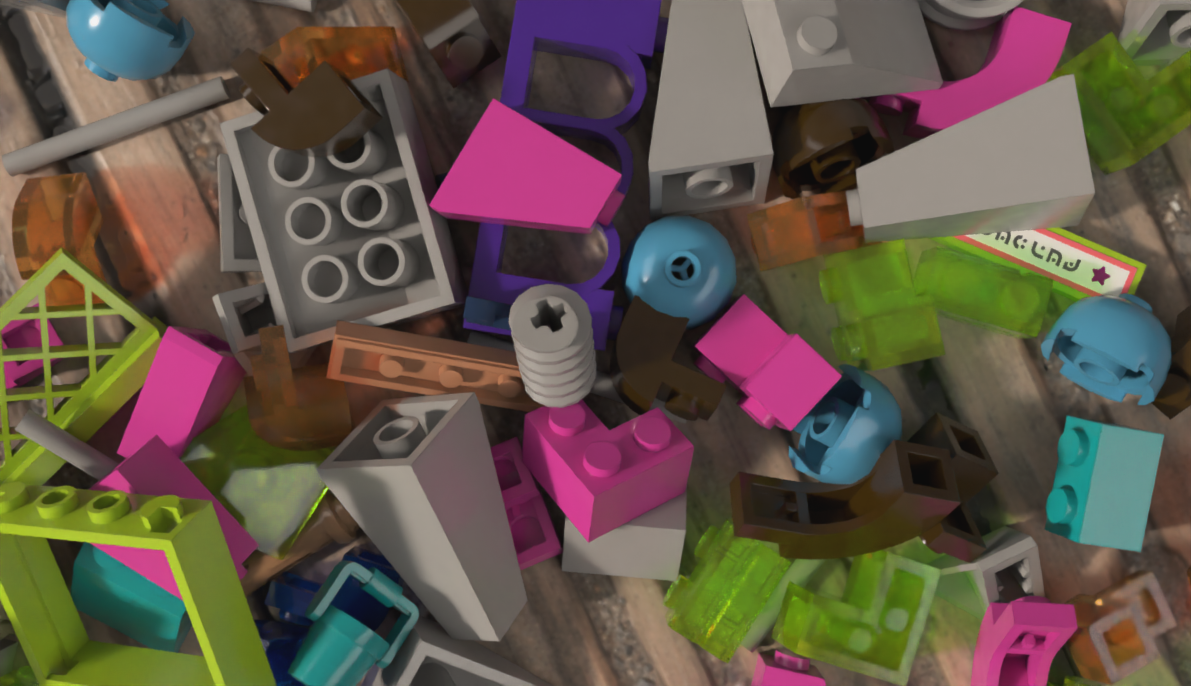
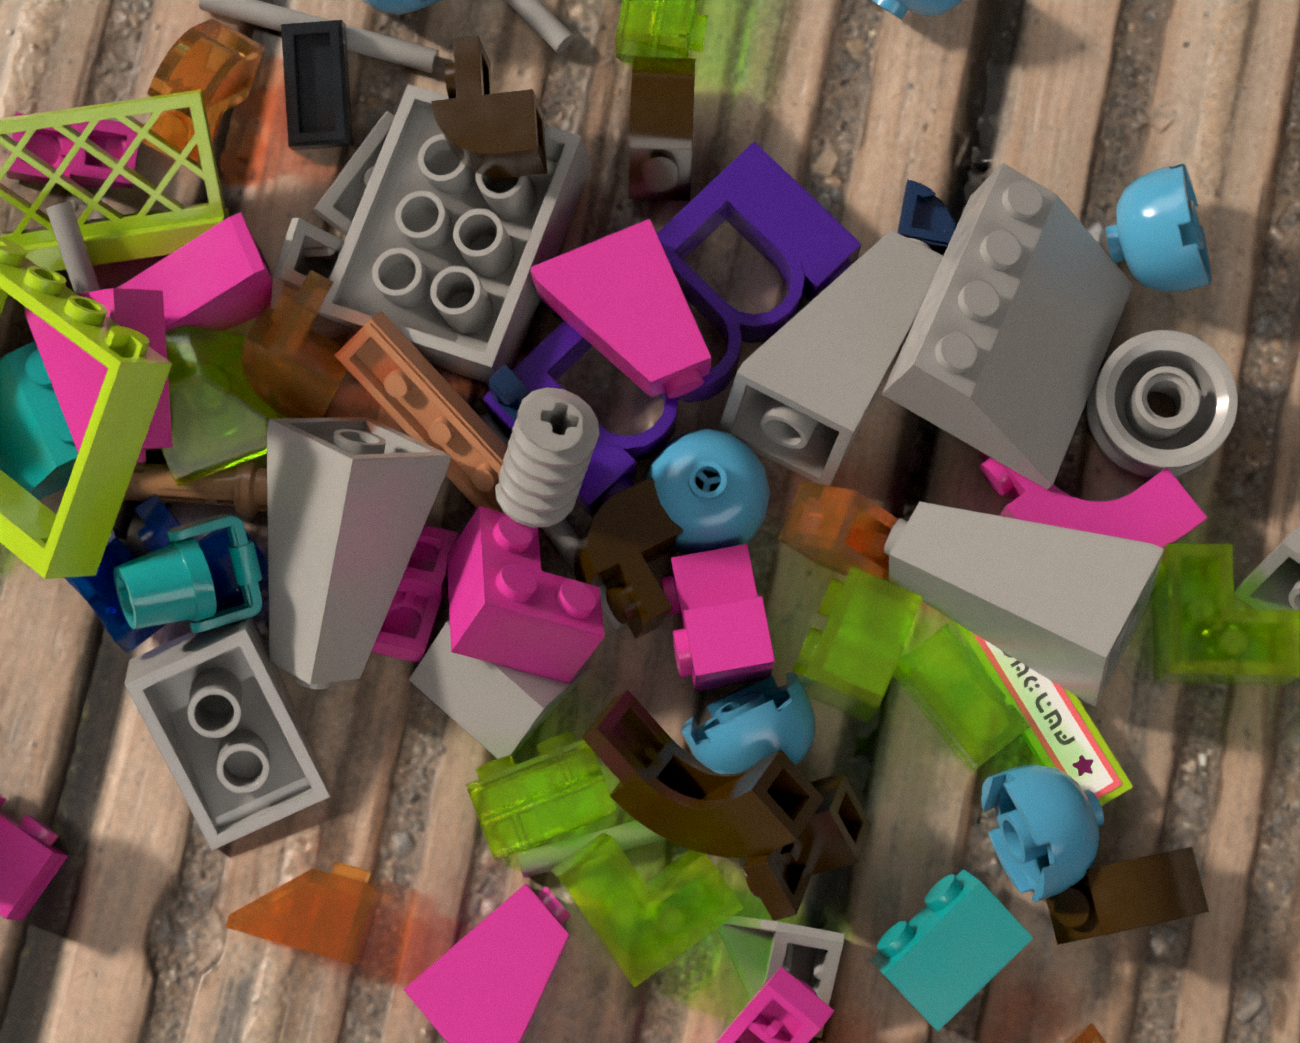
camera: 35 degrees right, 10 degrees down
(148, 171) = (317, 85): none -> black tile
(350, 49) = (561, 99): clear orange slope -> none
(826, 144) = (913, 463): dark brown cylinder -> none

